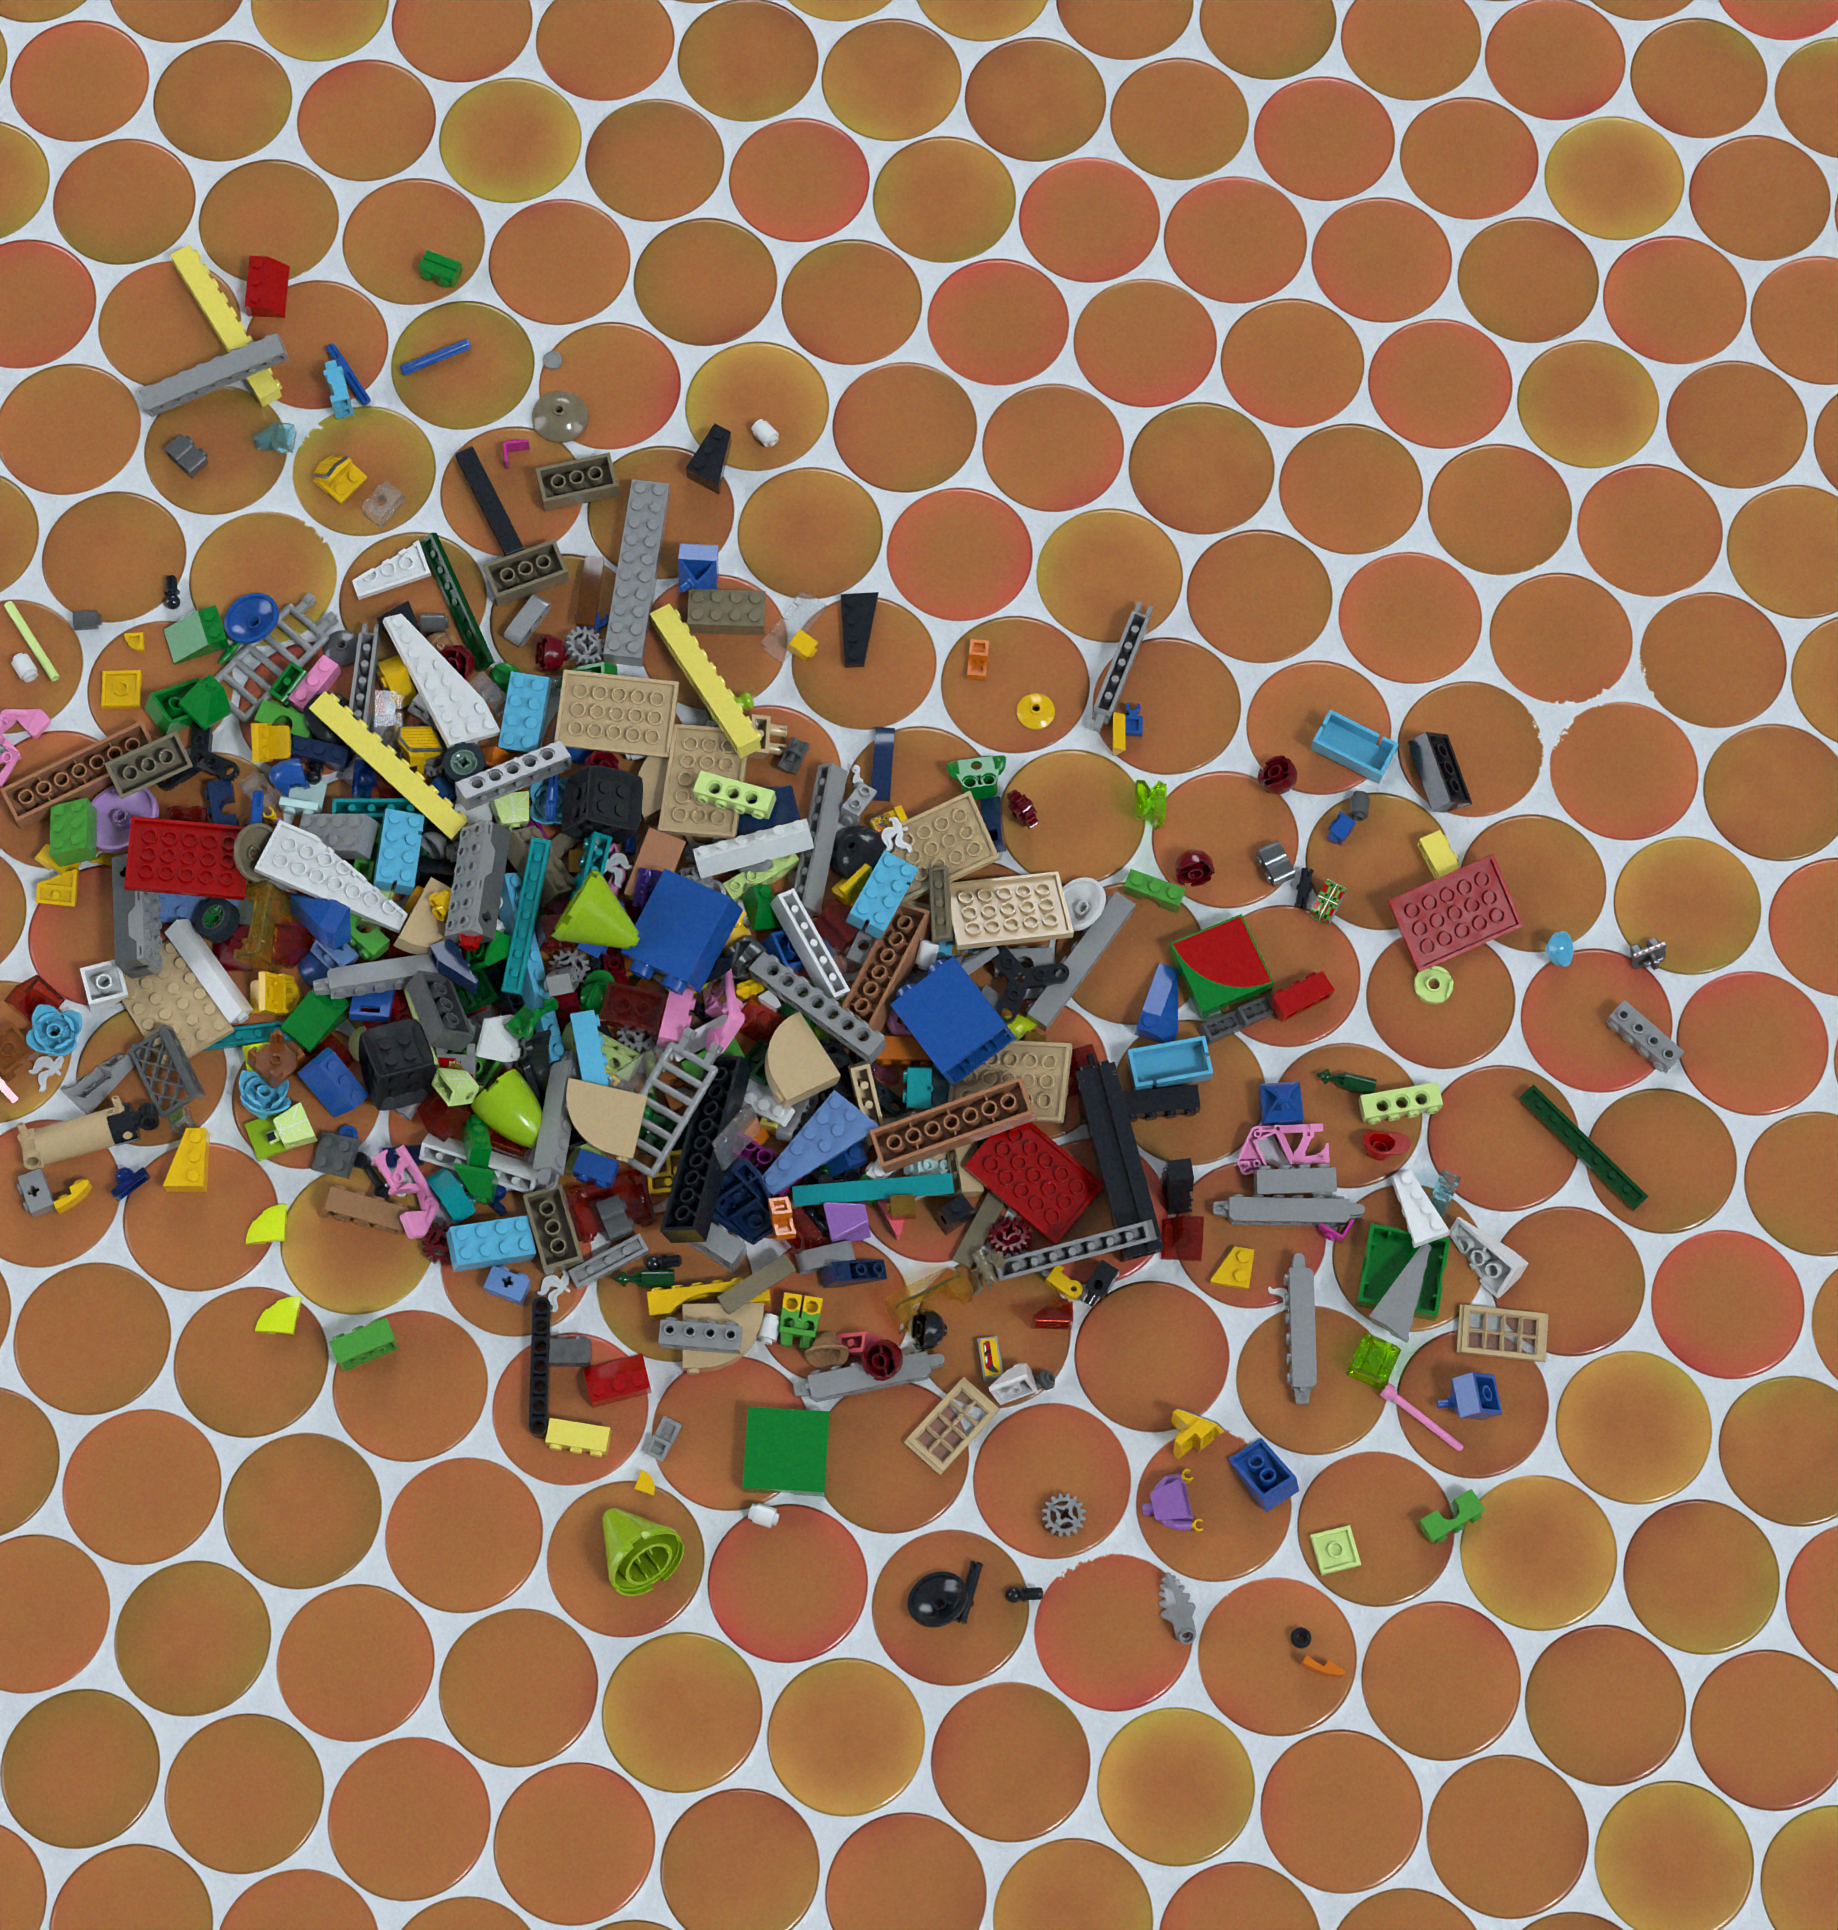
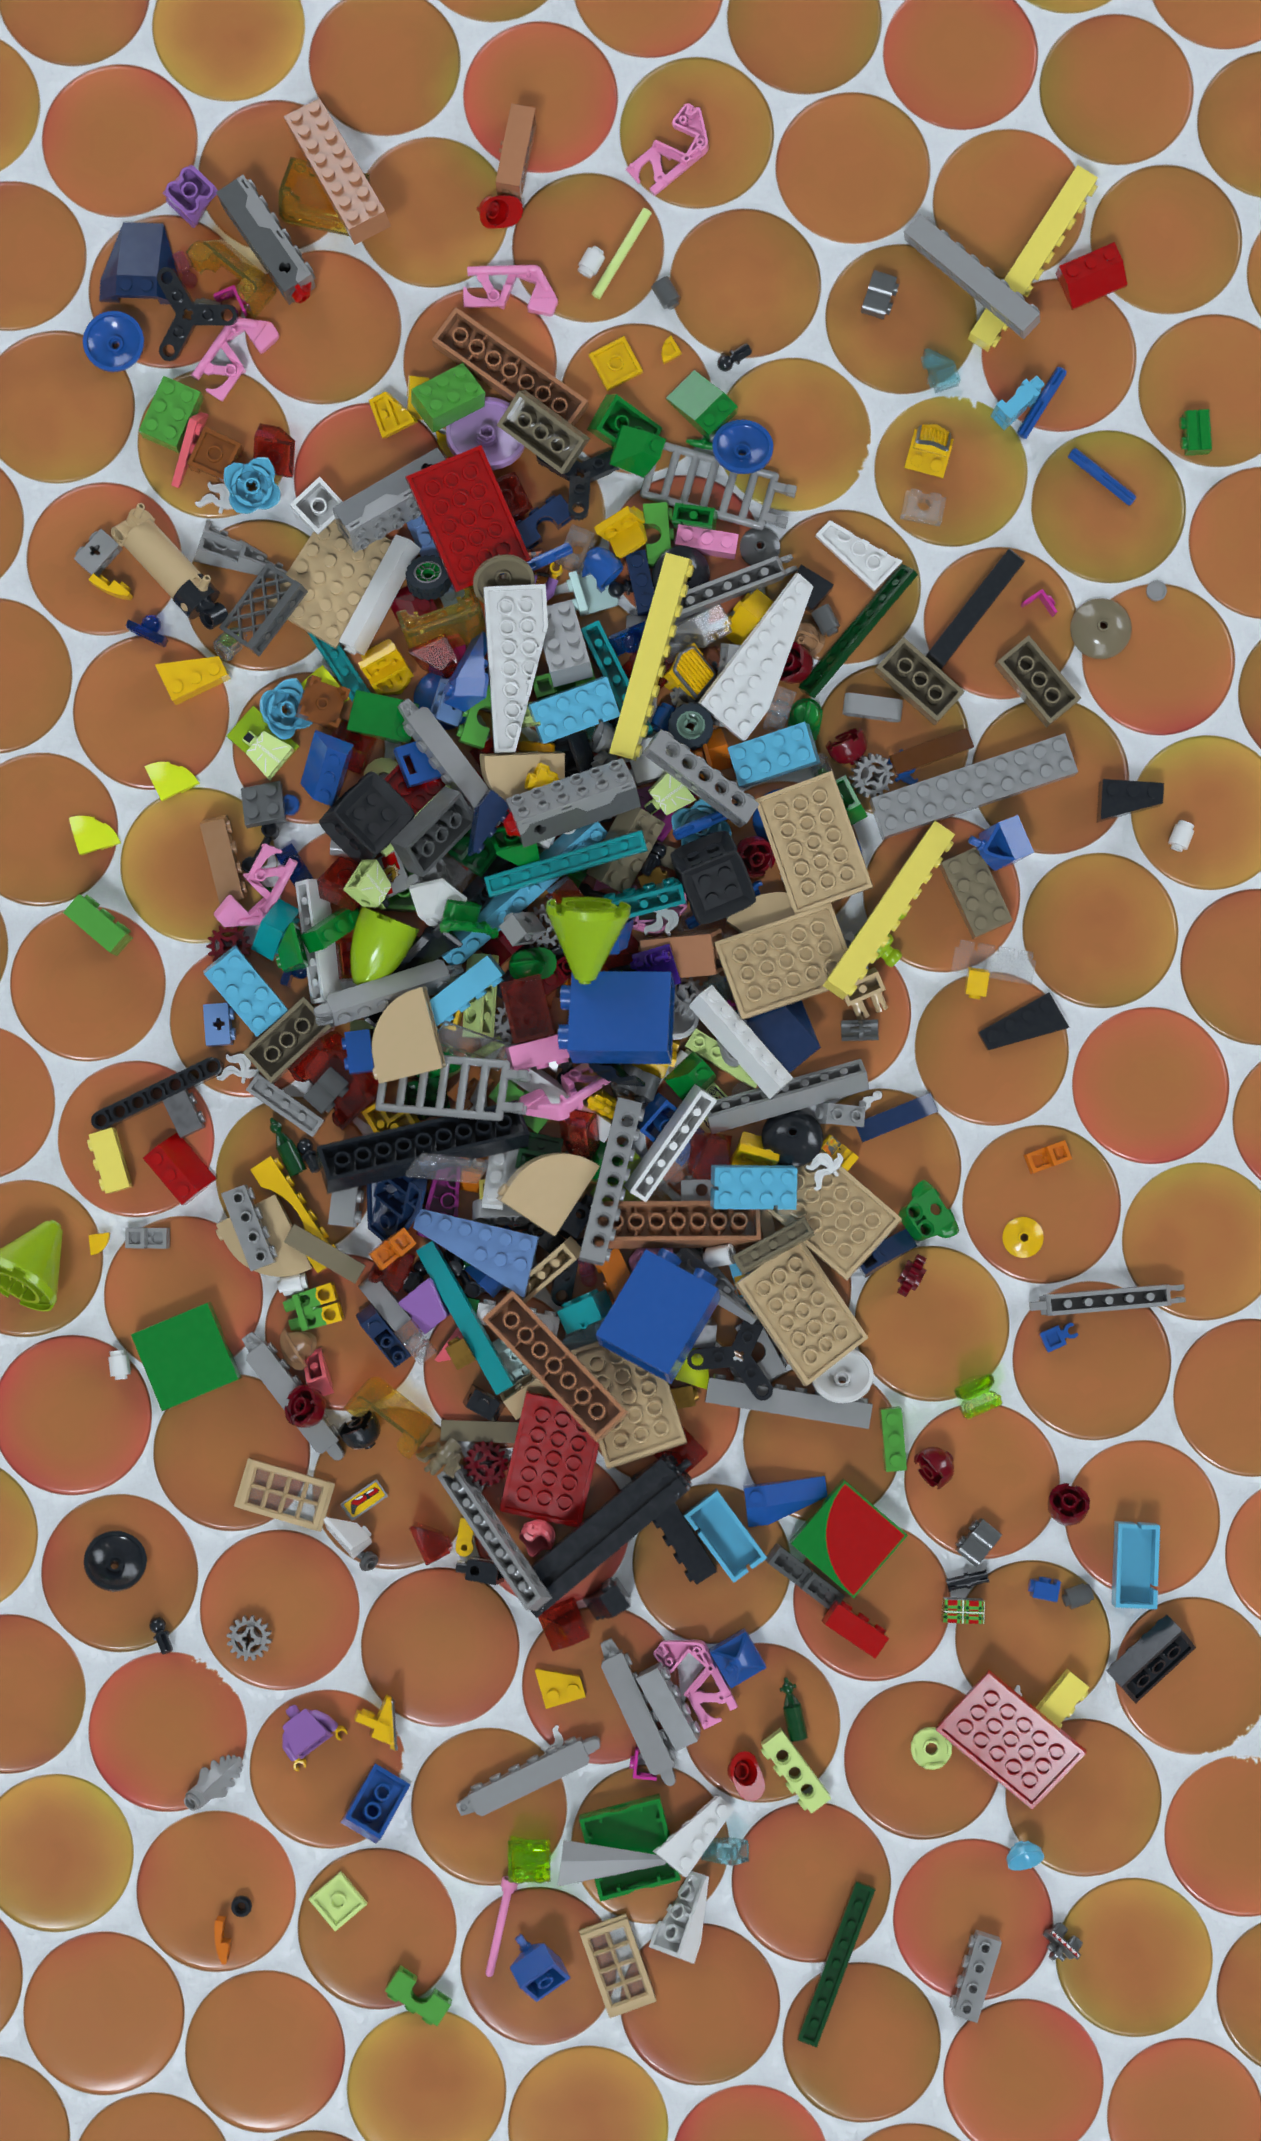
camera: 65 degrees right, 15 degrees up
(561, 851) = (657, 852): none -> black axle
(708, 782) = (781, 966): yellowish green brick -> none
(873, 1245) = (416, 1342): none -> clear brick
(971, 1584) = (146, 1583): black pin -> none
(1094, 1220) = (537, 1536): none -> coral cap
(1118, 733) = (1036, 1330): yellow slope -> none

